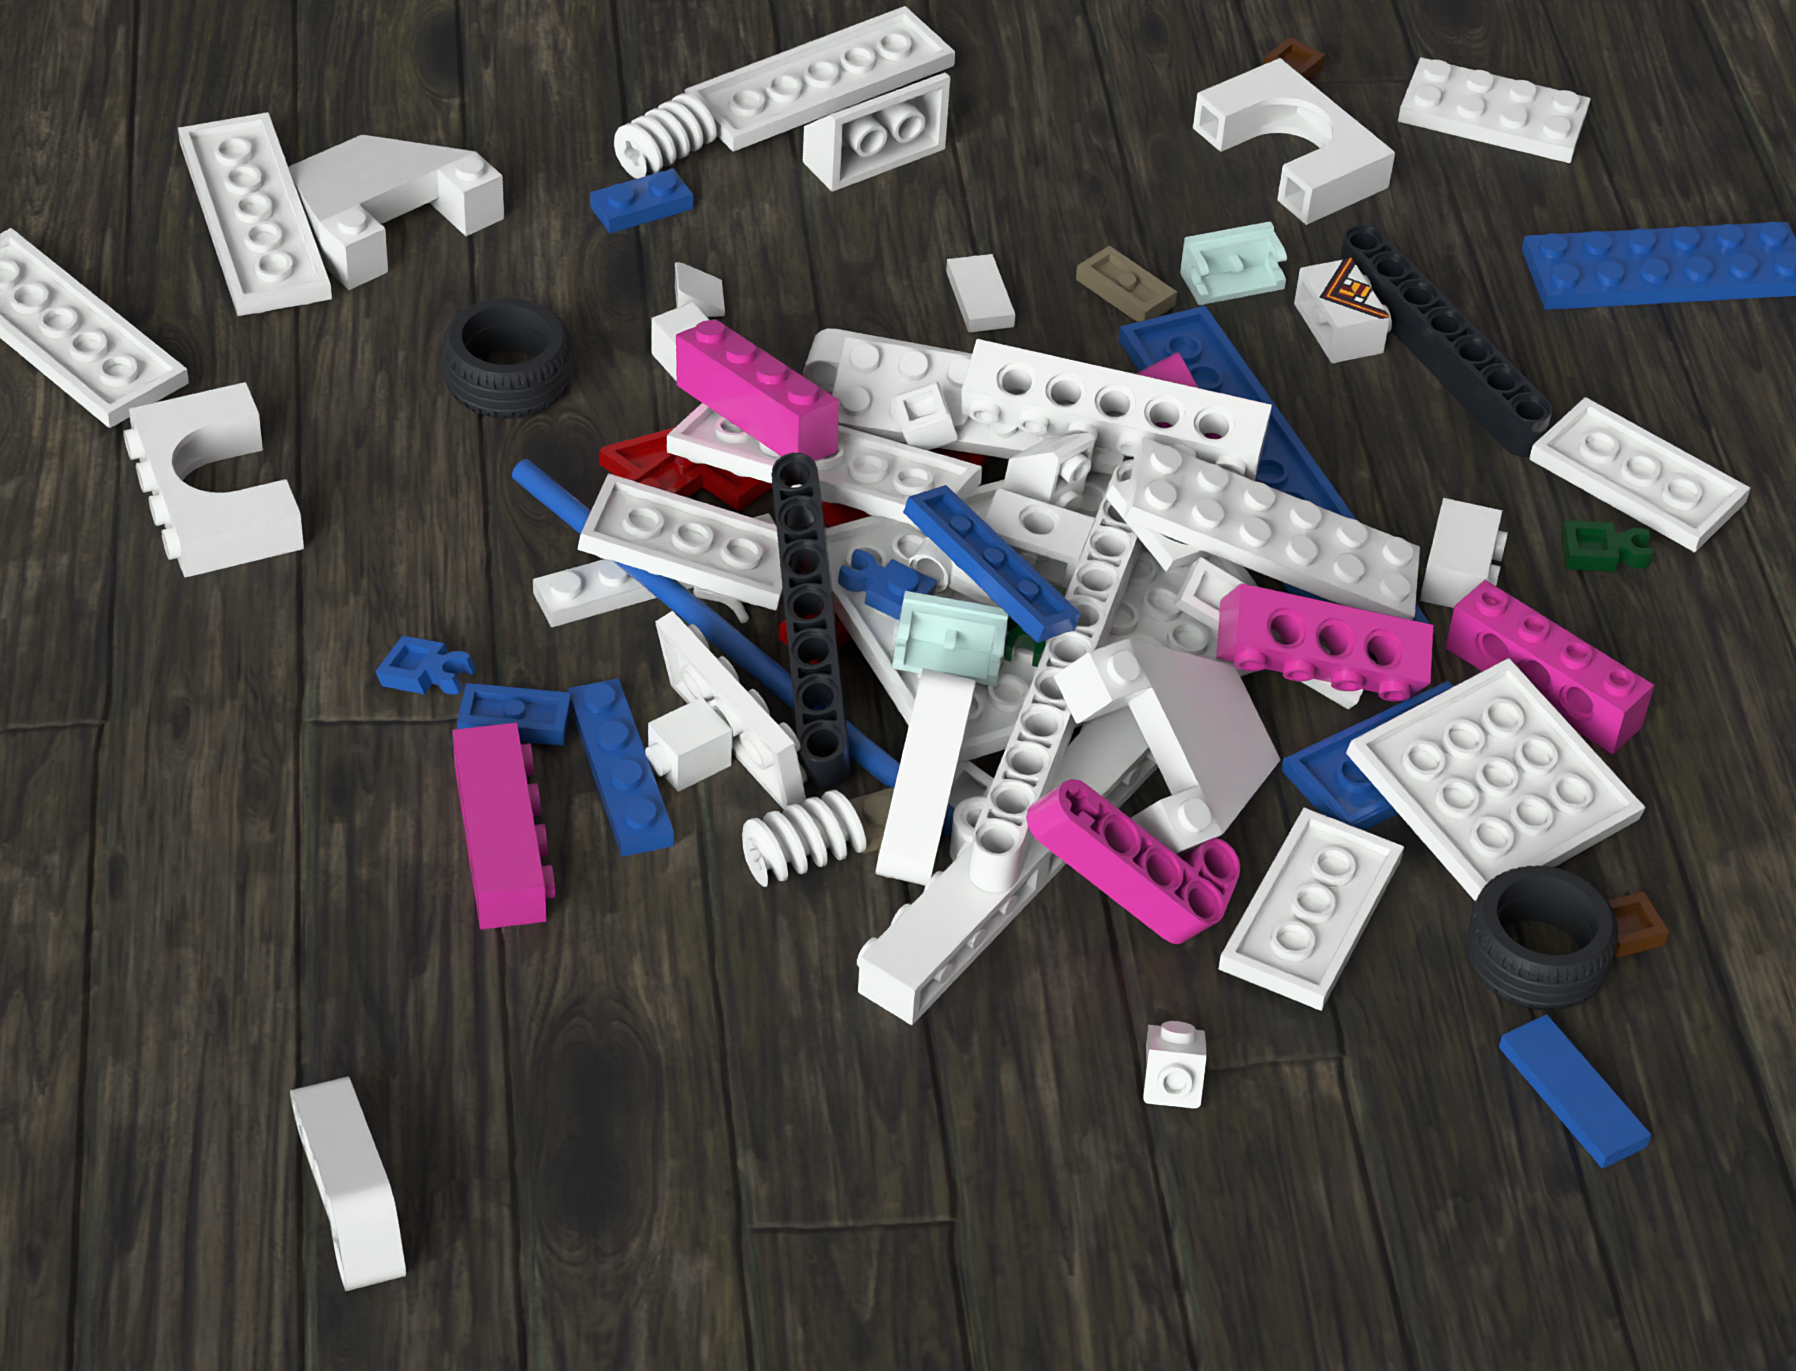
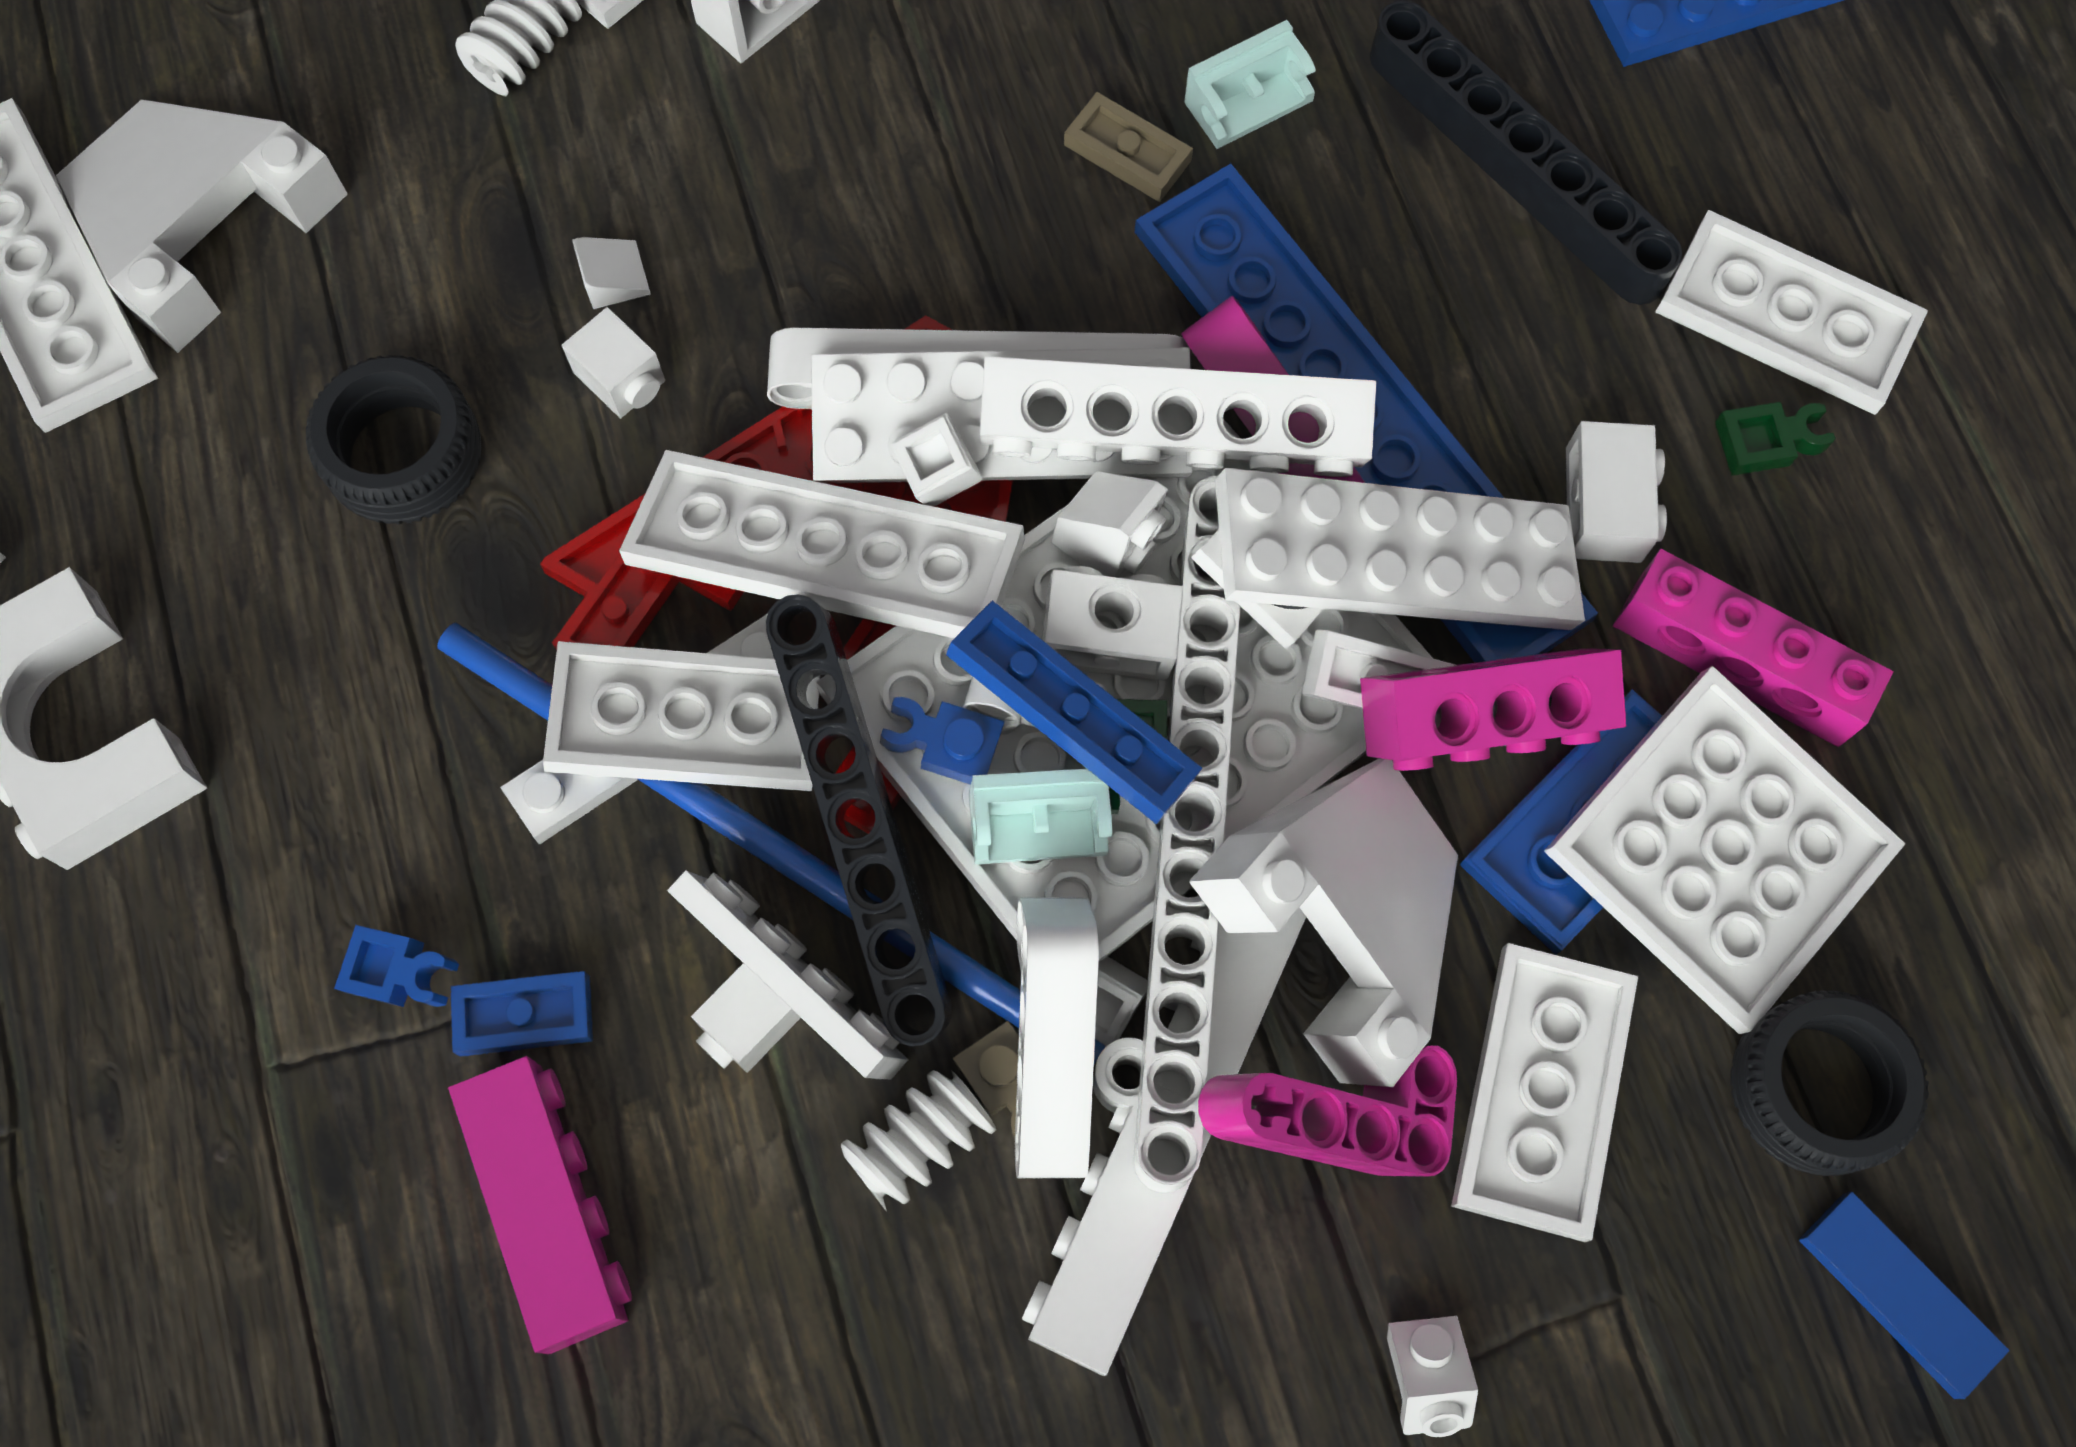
camera: 10 degrees left, 25 degrees up
(620, 768) = (669, 1059): blue plate -> none
(641, 200) = (511, 133): blue plate -> none
(756, 391) = (719, 471): dark pink brick -> none
(980, 293) = (954, 193): white tile -> none
(1342, 310) = (1394, 131): white brick -> none
(1638, 925) = (1929, 1020): reddish brown plate -> none

